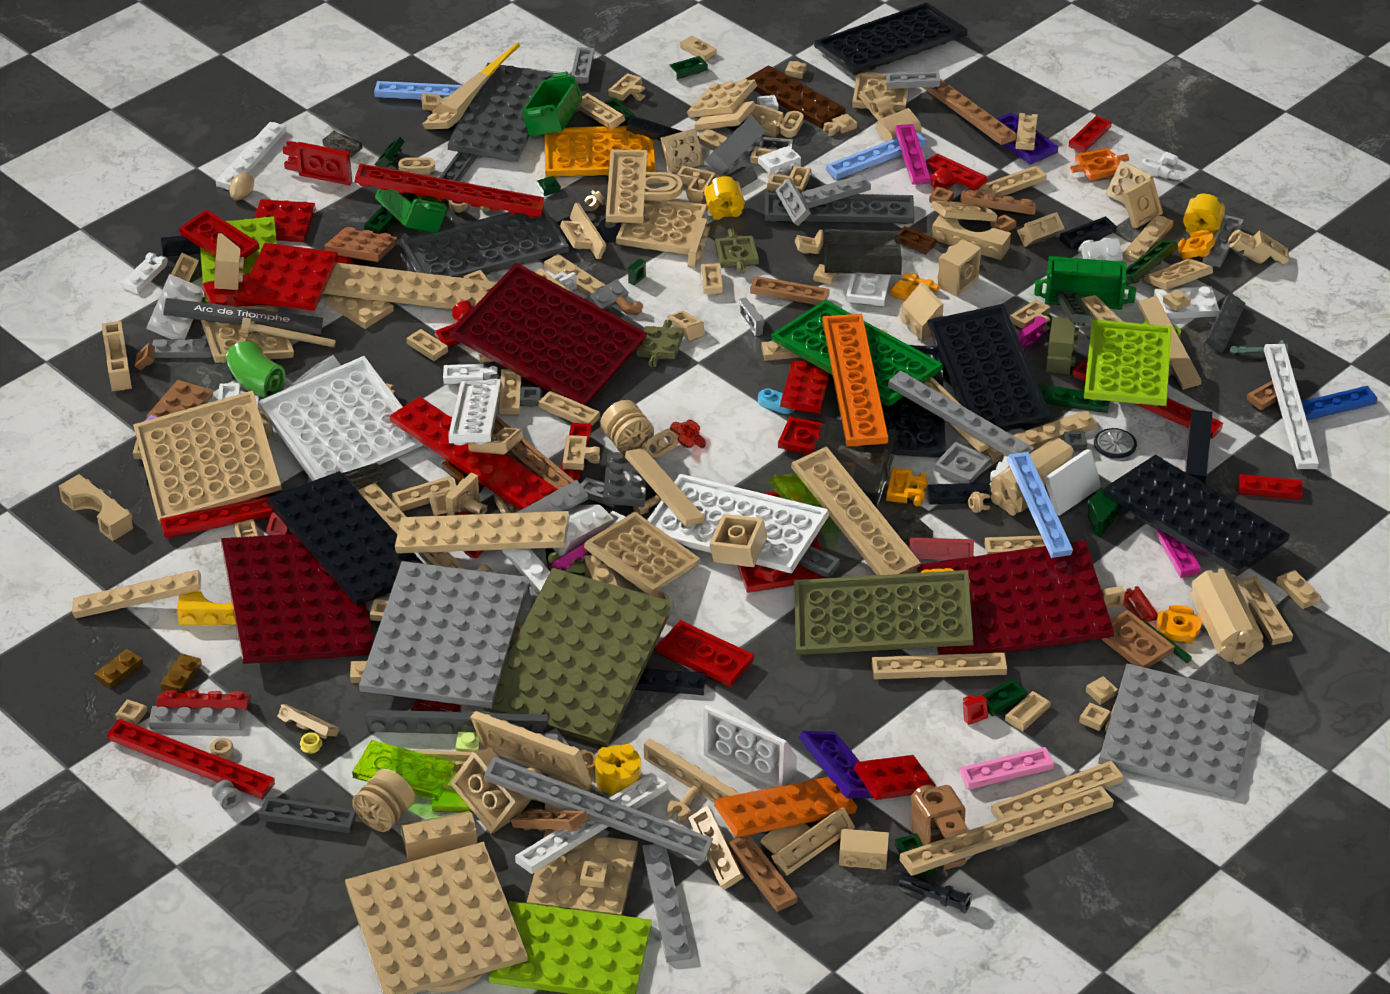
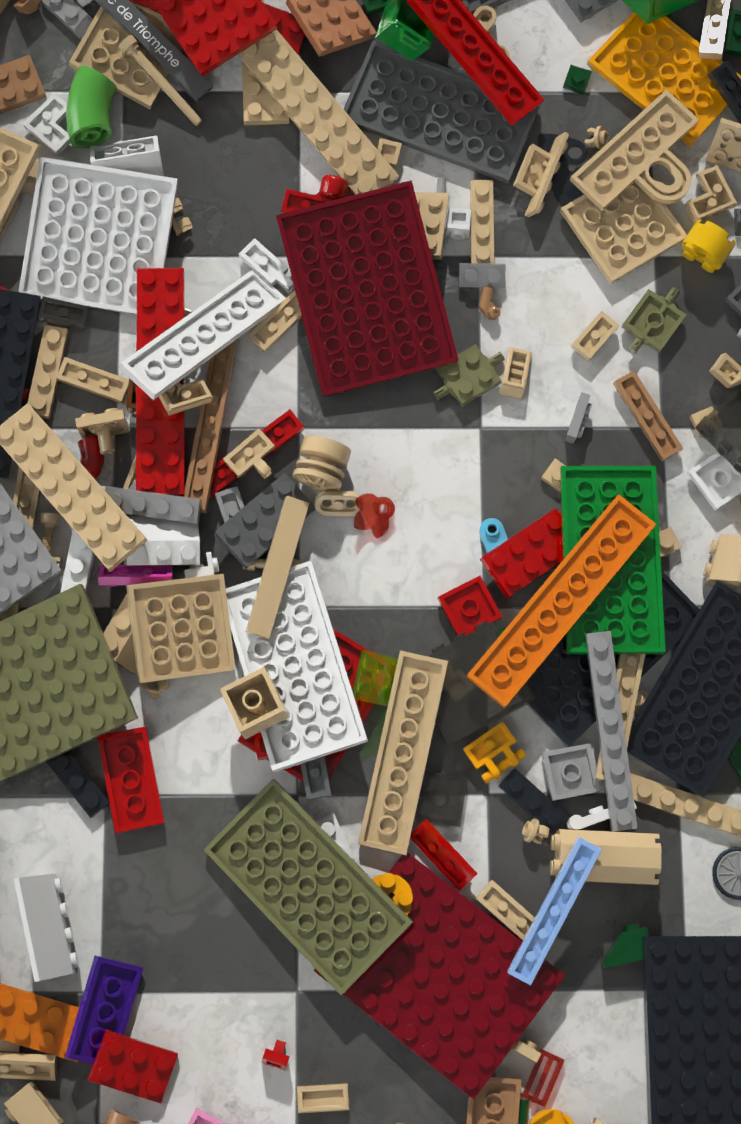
camera: 40 degrees right, 35 degrees up
(427, 345) = (268, 196): tan plate -> none
(438, 503) = (93, 403): tan plate -> none
(530, 396) = (291, 342): dark grey plate -> none
(568, 409) = (307, 388): tan plate -> none
(636, 271) = (536, 267): dark green plate -> none
(698, 242) = (629, 279): tan plate -> none
(939, 666) = (301, 981): tan plate -> none
(1004, 696) = (314, 1066): dark green plate -> none
(1072, 482) = (633, 895): white tile -> none
(1076, 439) = (700, 840): dark grey plate -> none
(1179, 555) = (634, 1072): dark pink plate -> none

